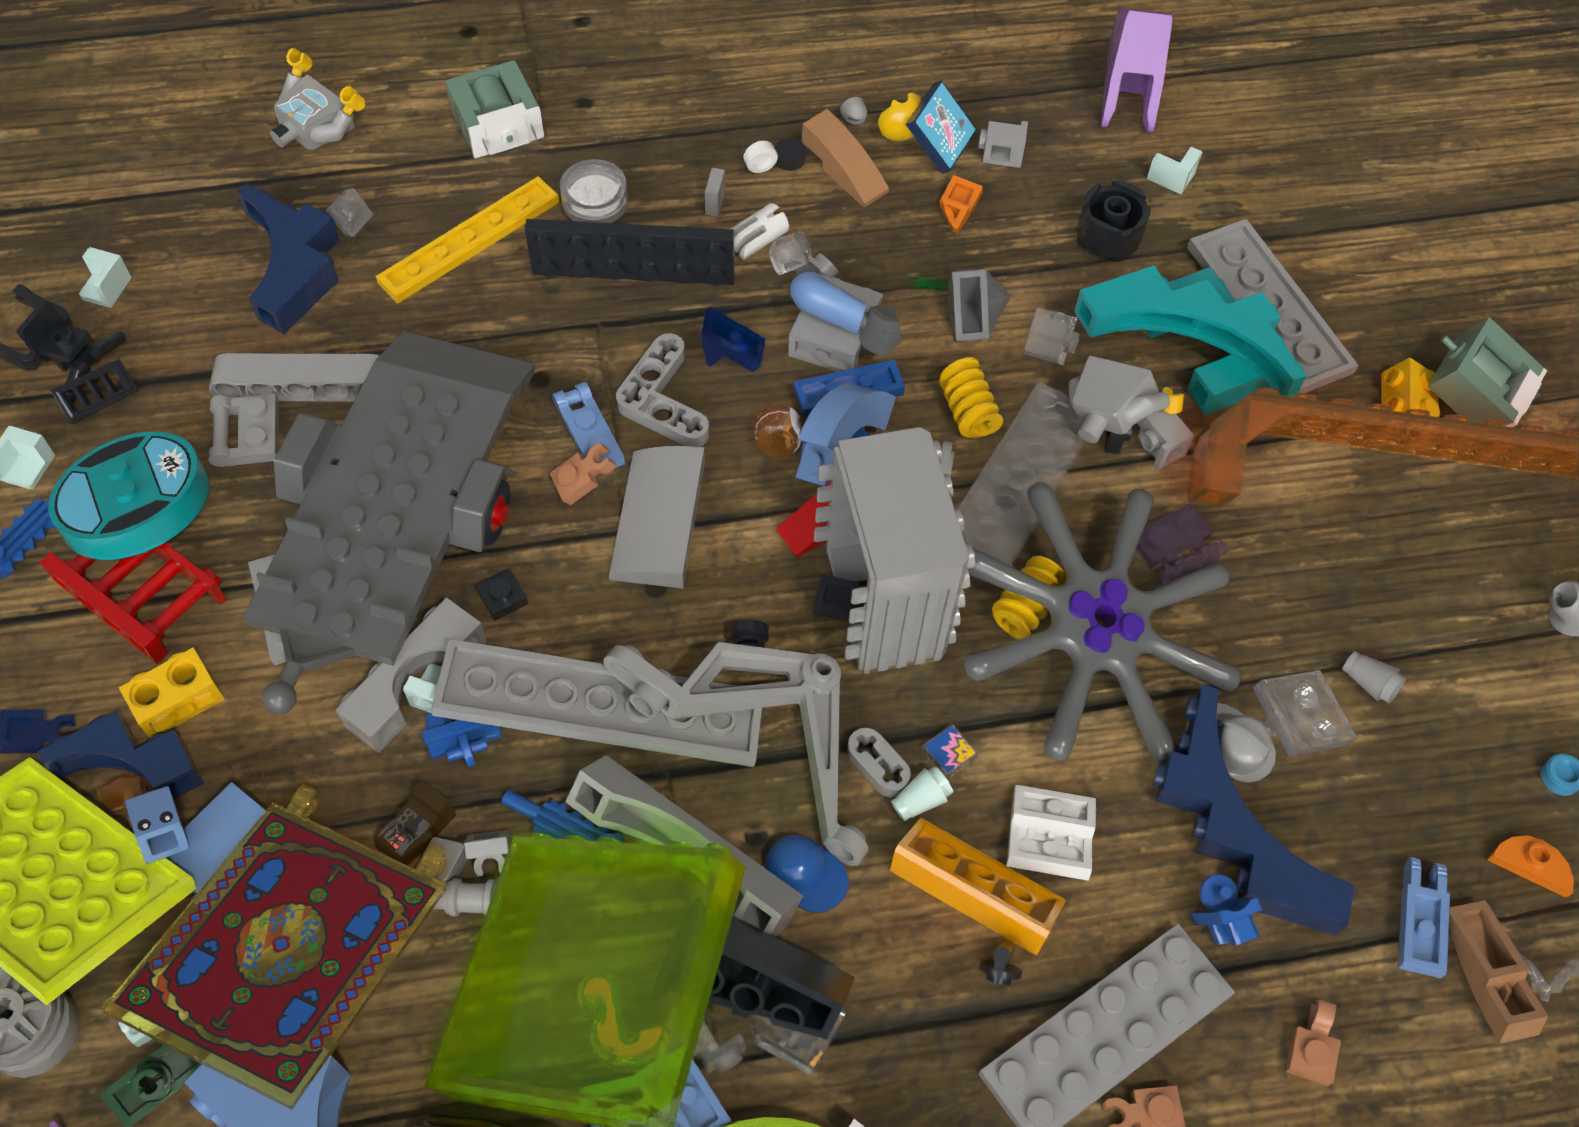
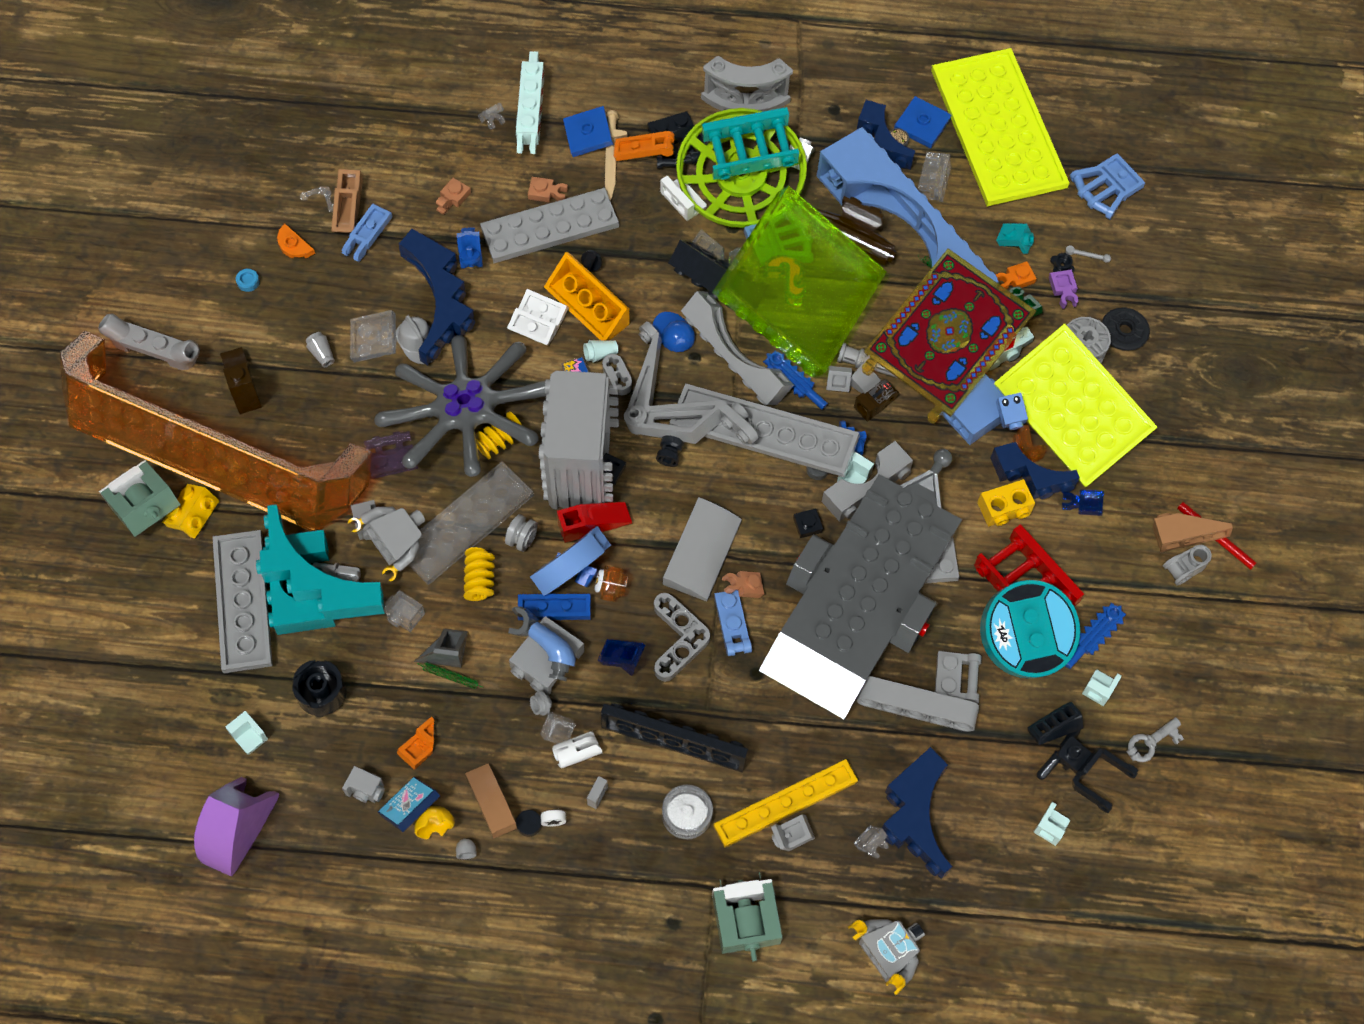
camera: 165 degrees left, 5 degrees up
(454, 201) = (792, 833): none -> light grey bracket
(1170, 364) = (338, 571): none -> light grey axle
(1458, 581) = (240, 380): none -> dark brown arch

